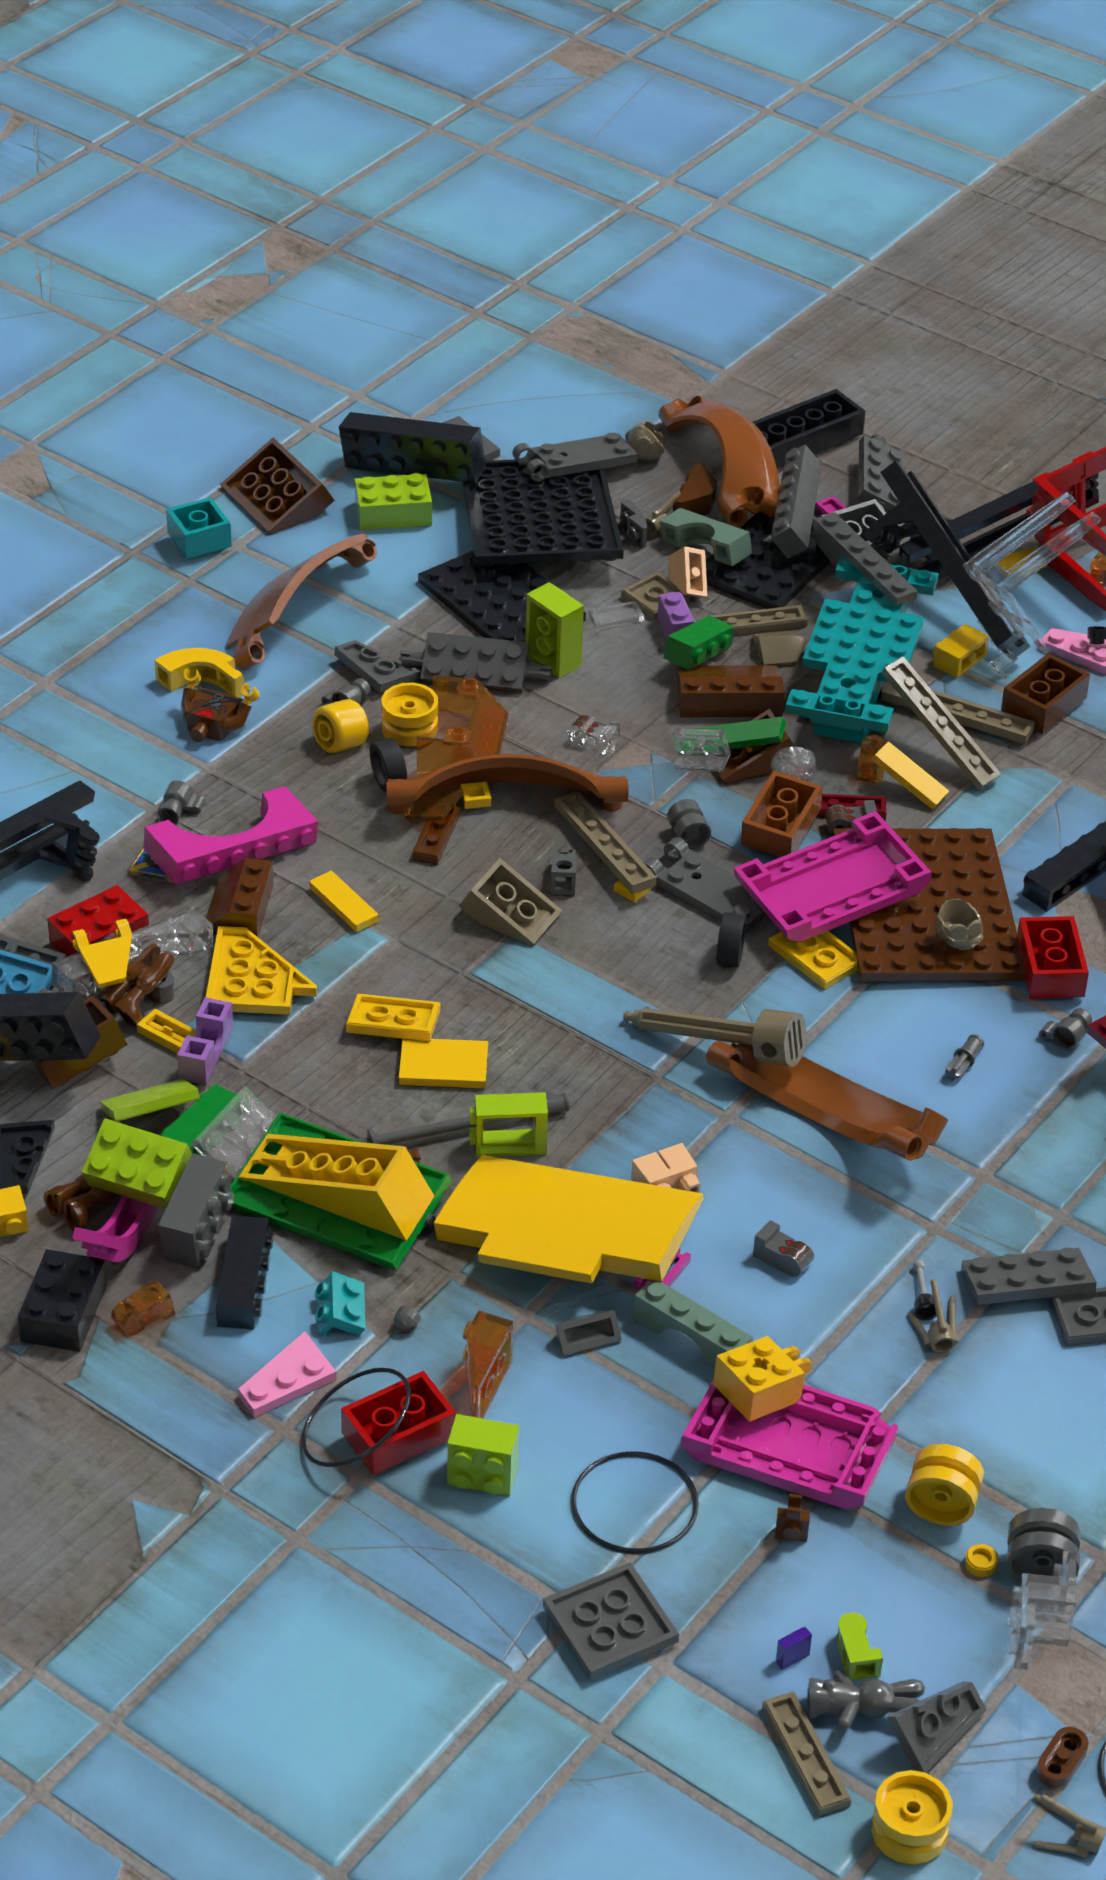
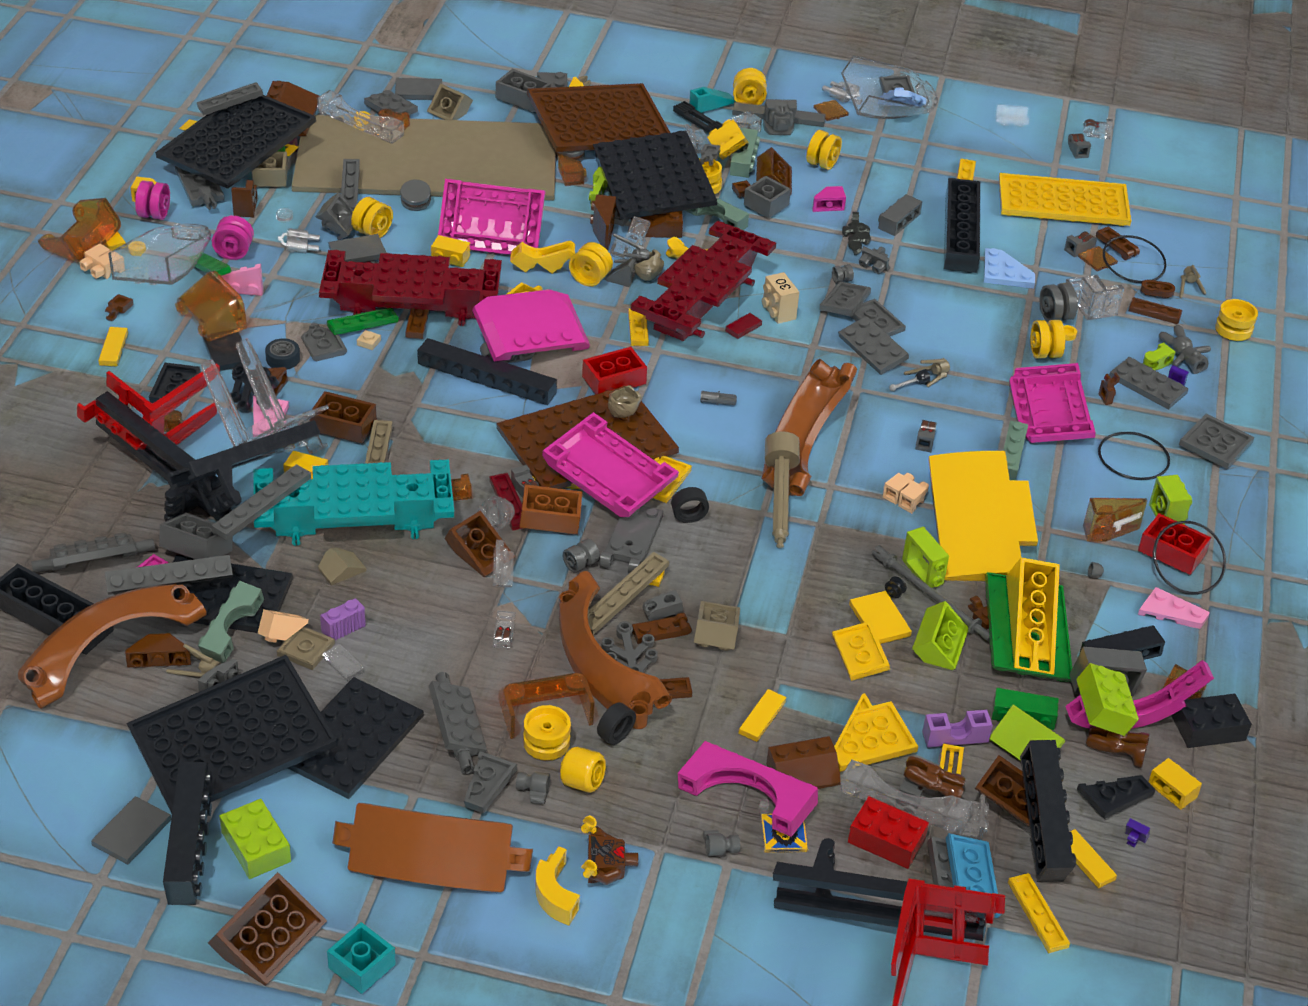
camera: 115 degrees left, 0 degrees up
(108, 958) = (935, 790): yellow flag -> none
(235, 1131) = (1023, 682): clear plate -> none
(340, 1304) = (1109, 601): teal bracket -> none
(368, 1096) = (940, 636): none -> lime slope
(475, 819) = (624, 632): none -> dark grey plant
(482, 1086) = (895, 587): none -> black wheel
(535, 860) = (663, 628): none -> reddish brown plate
(554, 629) = (413, 665): lime brick -> none
(575, 456) = (133, 723): dark grey hinge -> none
(588, 1331) = (1042, 500): dark grey slope -> none
(645, 441) = (99, 698): dark tan hair -> none
(698, 642) = (374, 594): green brick -> none
(729, 690) = (407, 575): reddish brown slope -> none
(752, 732) = (479, 549): green tile -> none
(761, 1377) = (1036, 409): yellow hinge -> none
(765, 620) = (312, 584): dark tan tile -> none
(806, 1754) = (1225, 366): dark tan tile -> none
(807, 1602) = (1149, 383): none -> dark grey plate
(910, 775) = (468, 462): yellow tile -> none
(936, 1723) = (1169, 320): dark grey wing -> none
(941, 723) = (418, 447): dark tan plate -> none
(1003, 1727) = (1155, 310): none -> reddish brown tile
(1069, 1030) = (668, 360): dark grey piece -> none

